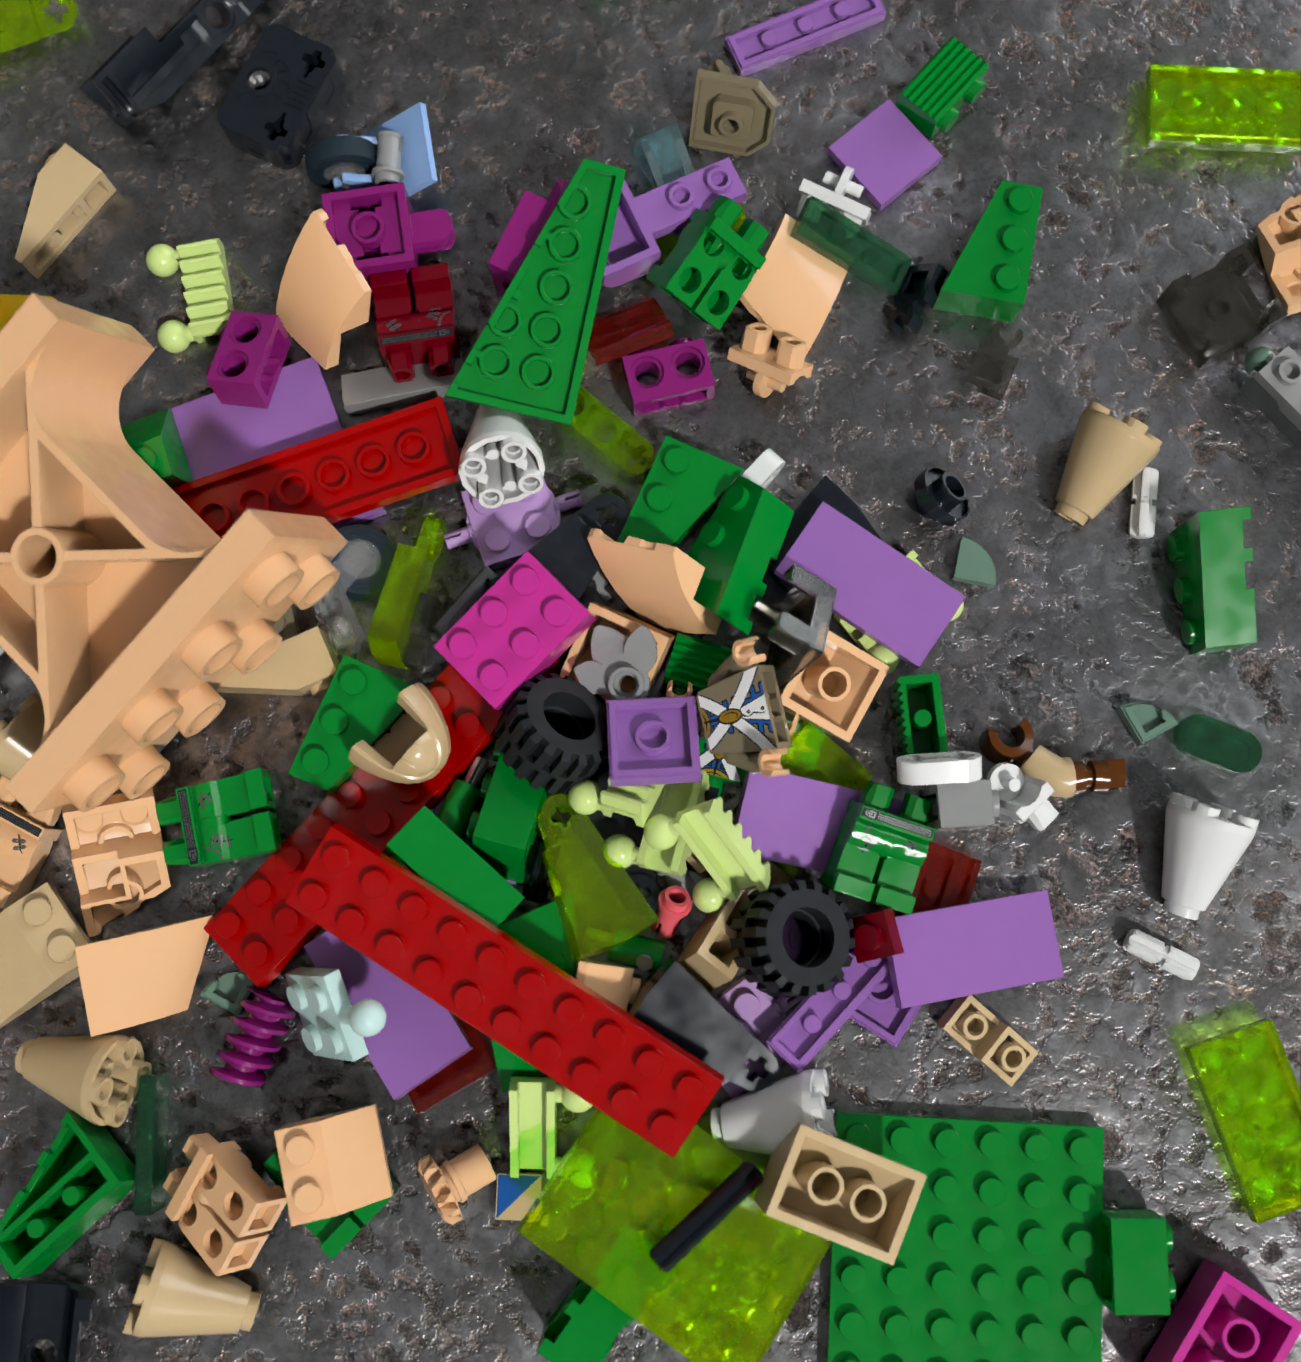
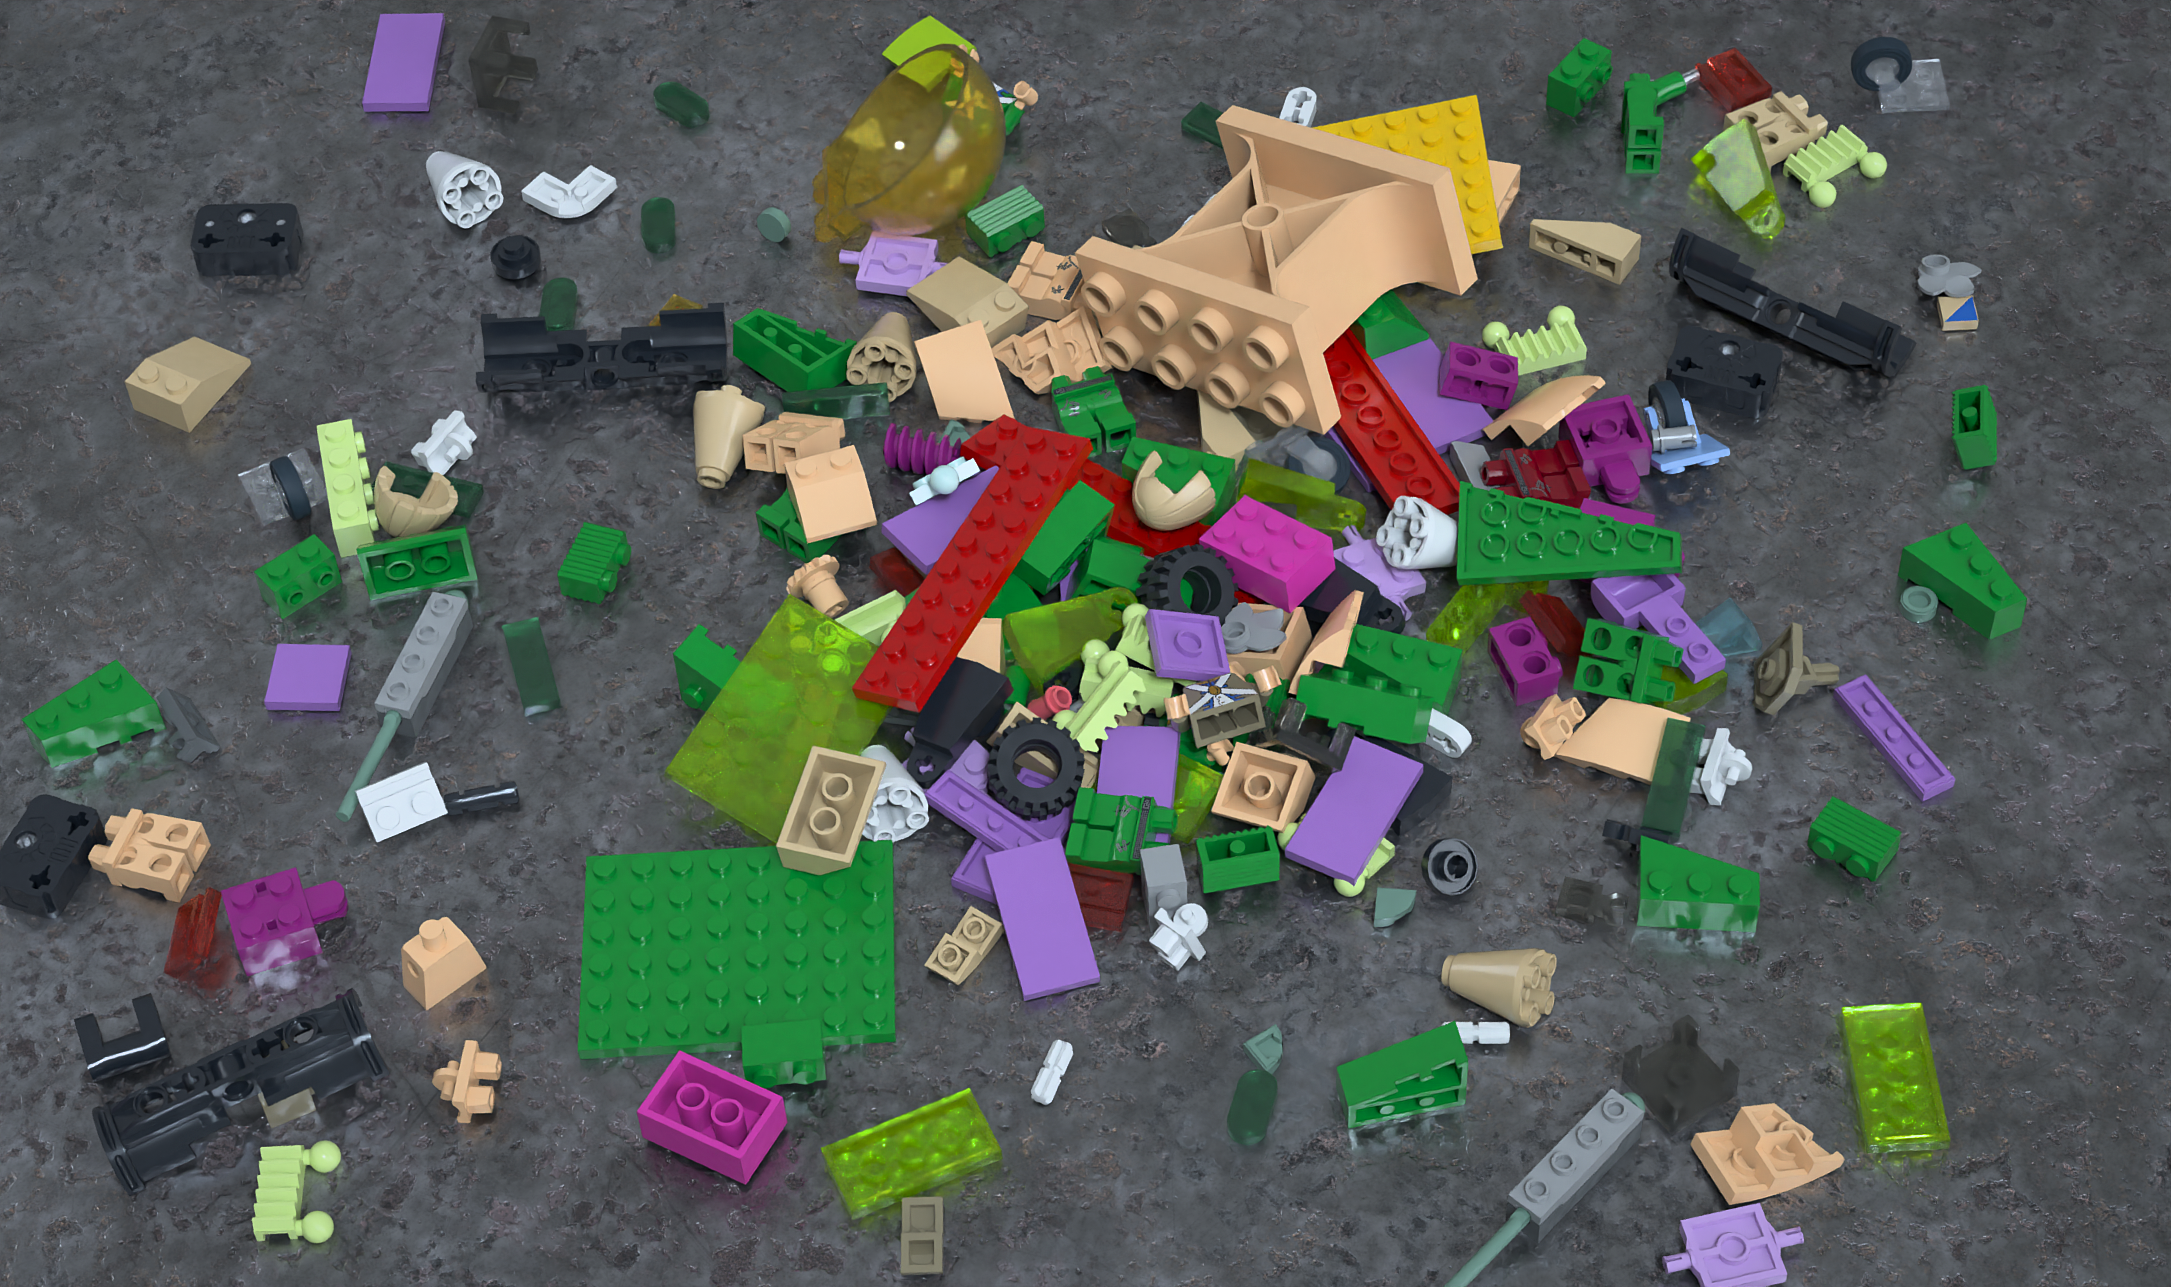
camera: 85 degrees right, 30 degrees down
(706, 1216) = (800, 718): black axle -> none
(876, 936) = (1043, 828): dark red plate -> none
(885, 153) = (1777, 807): medium lavender tile -> none
(939, 768) = (1192, 849): white beam -> none
(1060, 772) = (1206, 970): reddish brown piece -> none
(1200, 852) = (1149, 1080): white cone -> none

